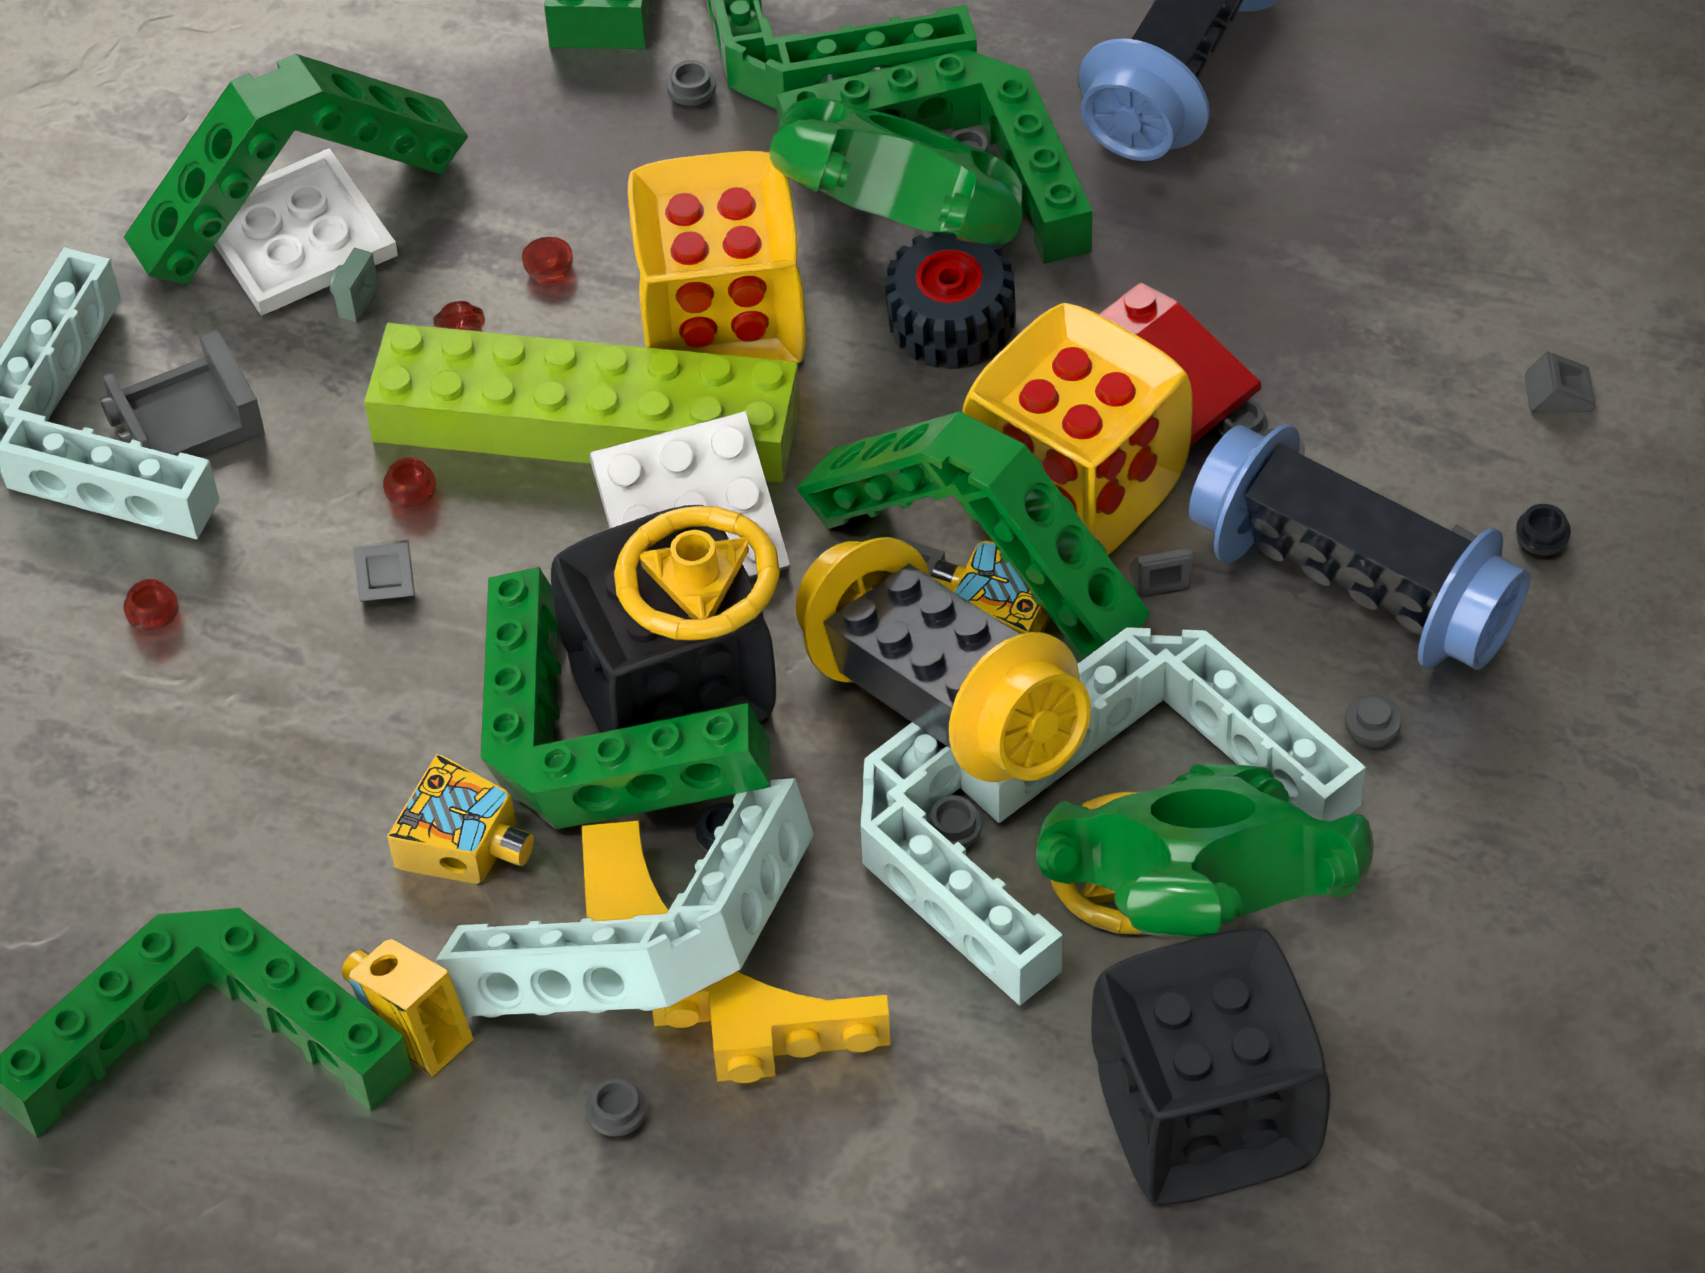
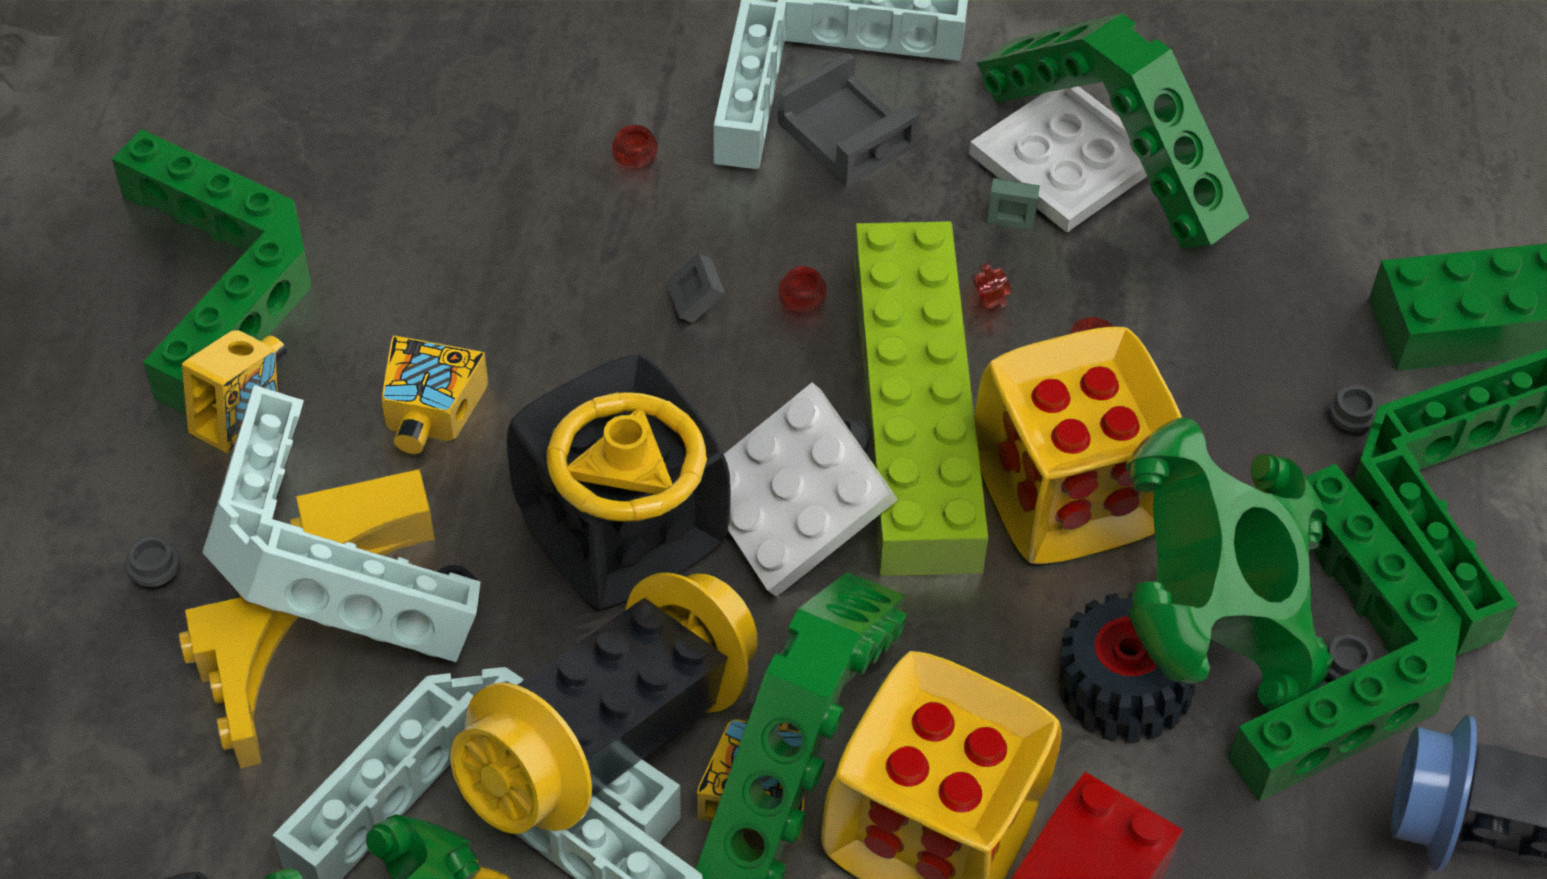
camera: 75 degrees right, 0 degrees up
(606, 771) = (469, 440): green brick -> none

